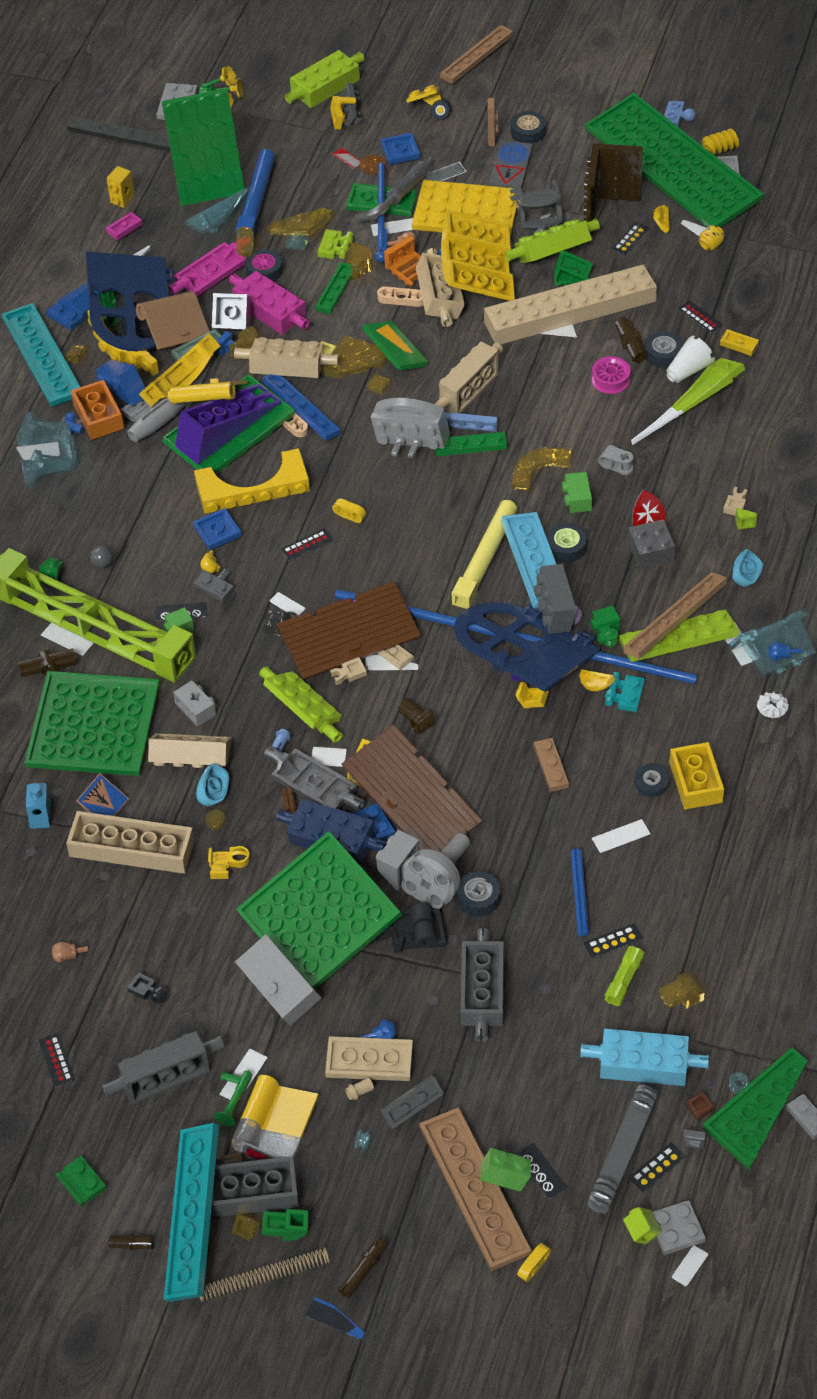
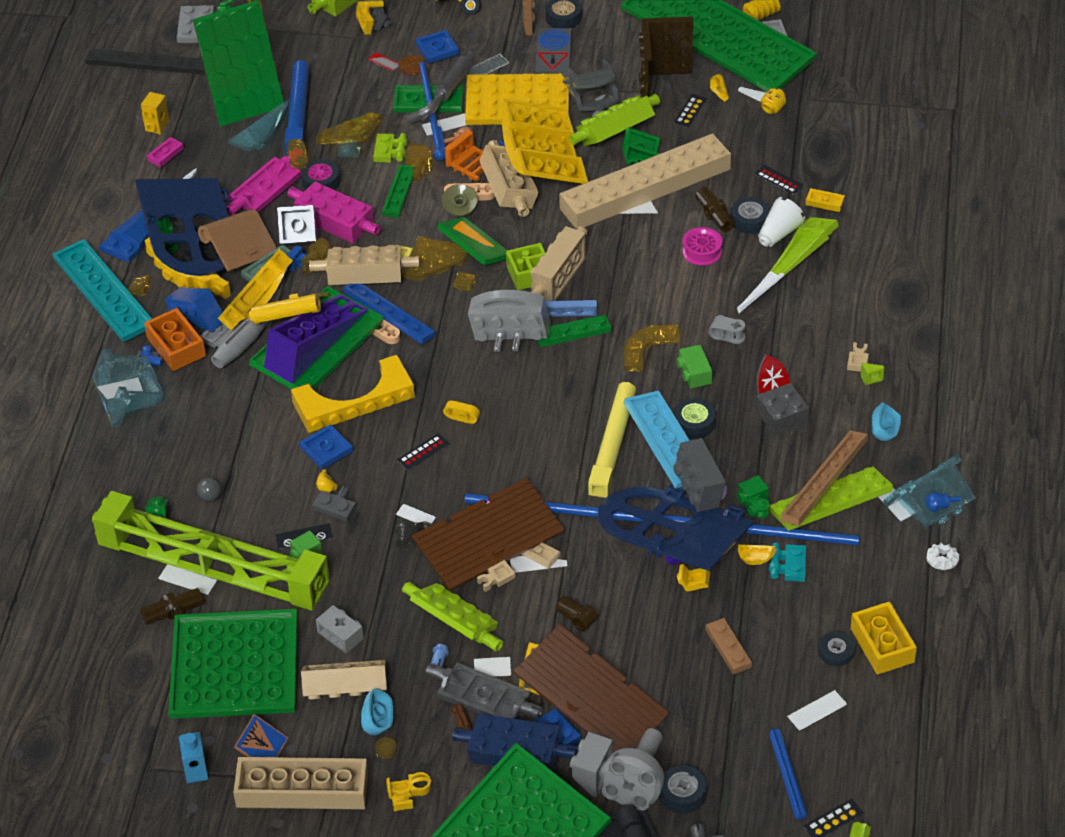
camera: 10 degrees left, 5 degrees down
(389, 297) = (459, 193): none -> olive dish
(433, 371) = (520, 264): none -> lime brick

